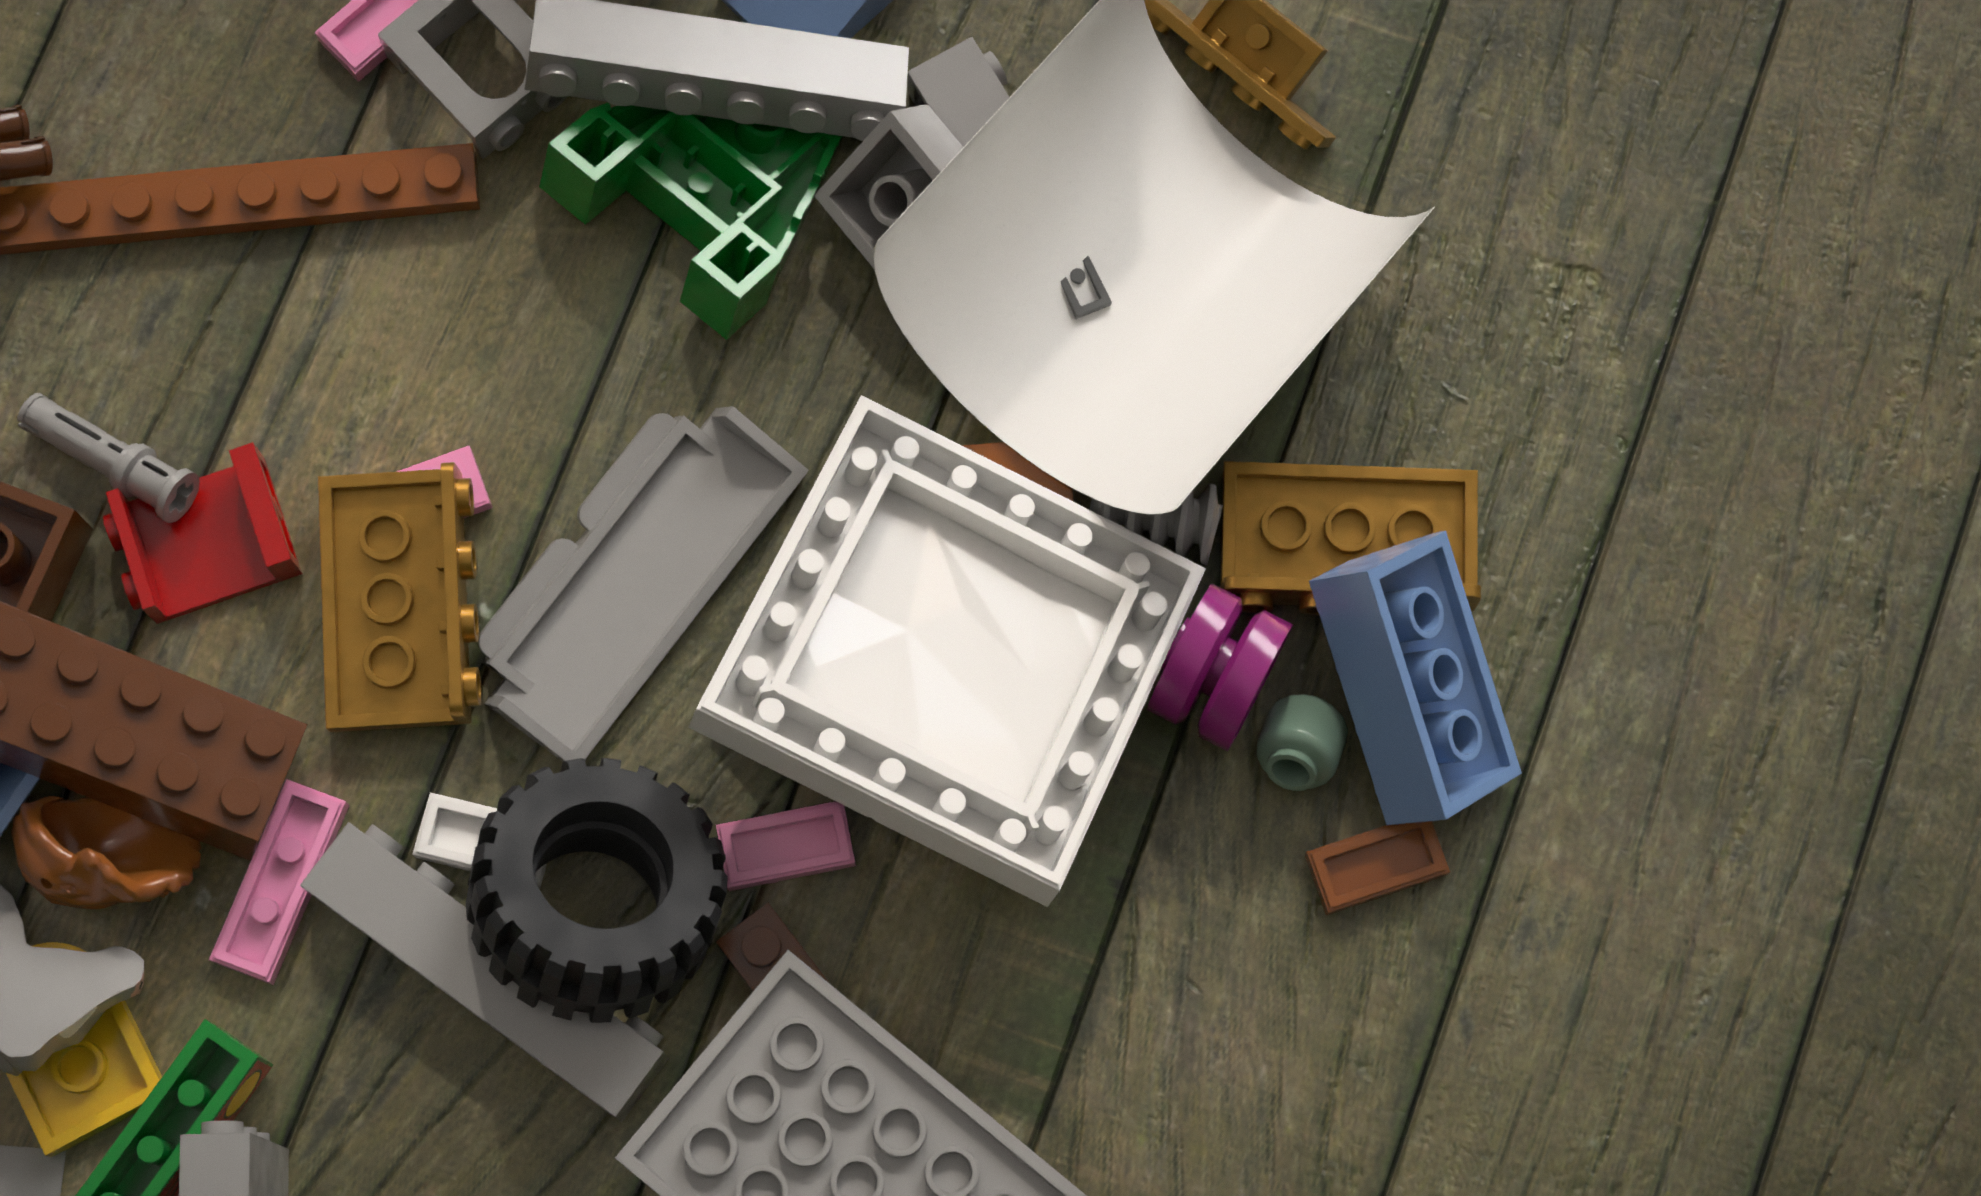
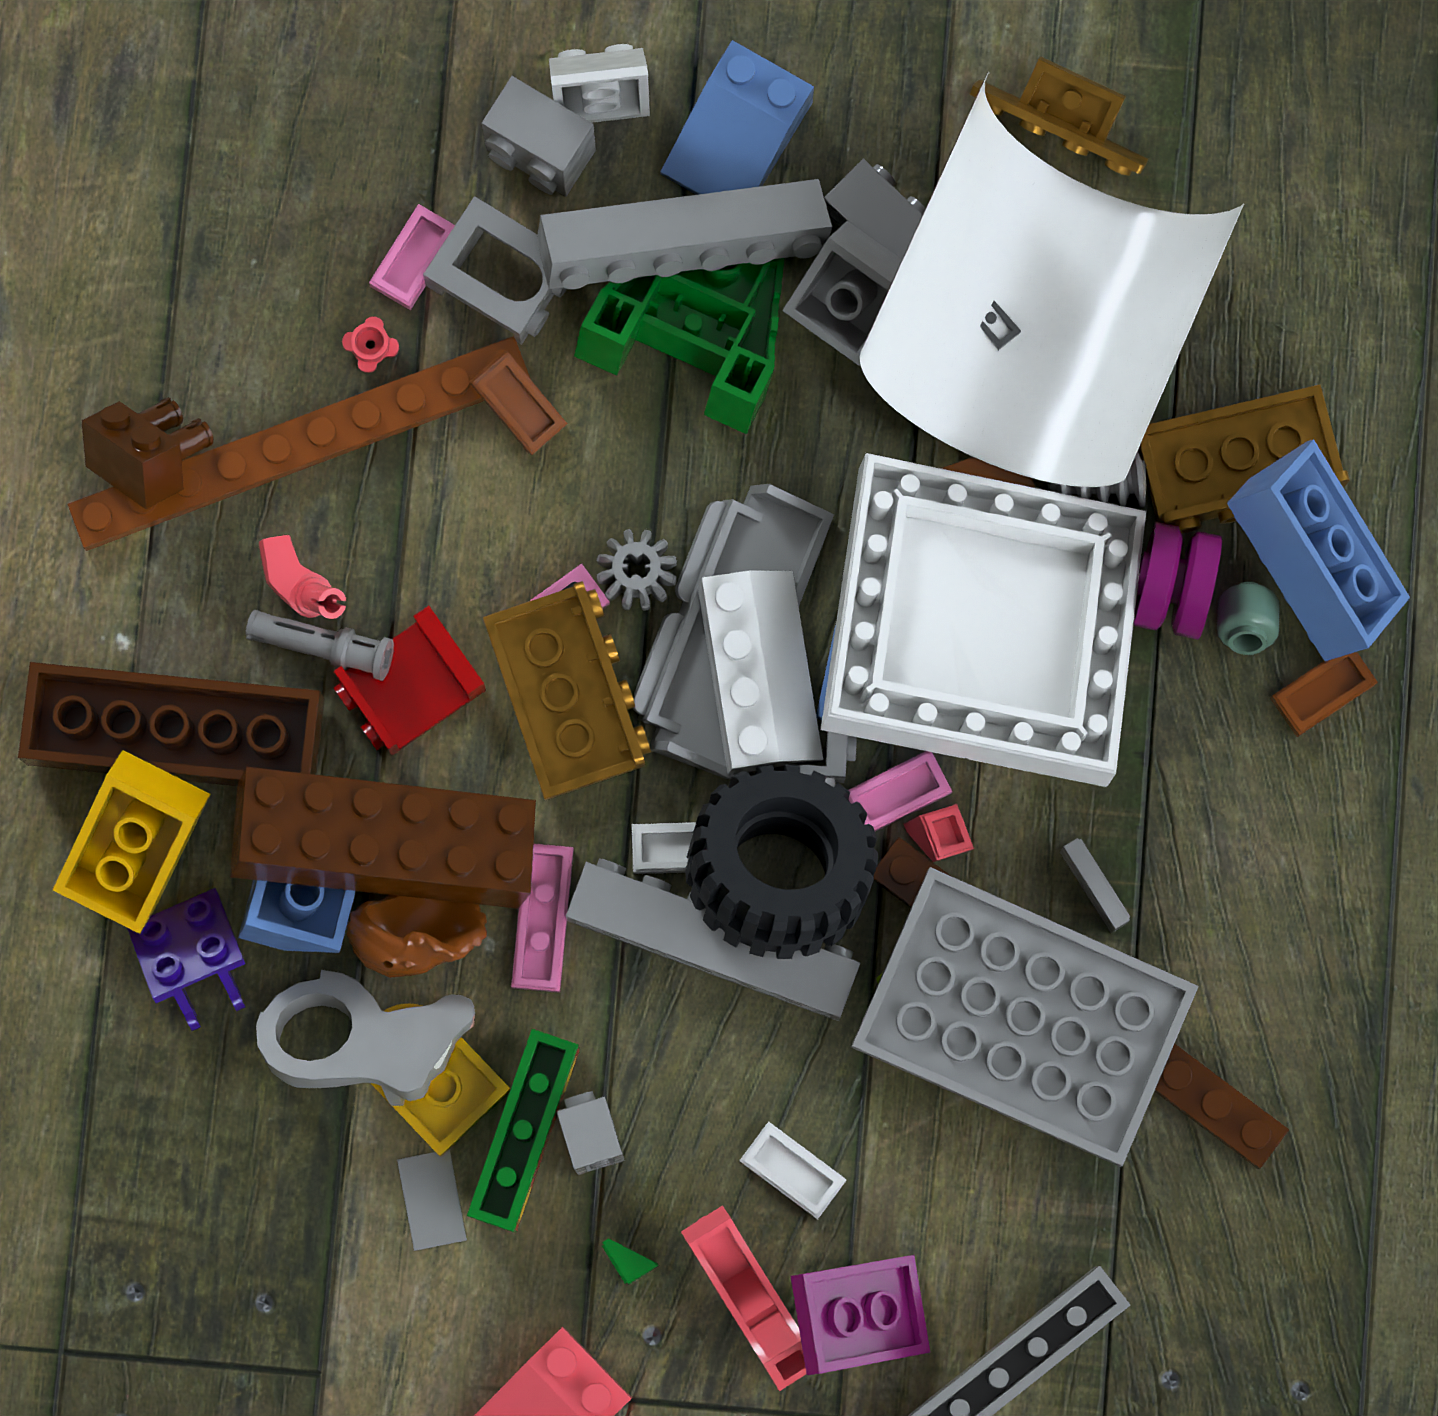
camera: 15 degrees left, 5 degrees up
(101, 376) = (295, 584): none -> coral arm
(289, 91) = (370, 331): none -> coral plate
(450, 224) = (517, 402): none -> dark orange tile
(516, 487) = (637, 554): none -> light grey gear
(649, 636) = (759, 670): none -> white slope
(719, 772) = (838, 751): none -> light grey bracket
(825, 913) = (940, 833): none -> coral slope
(1005, 1034) = (1095, 885): none -> light grey tile

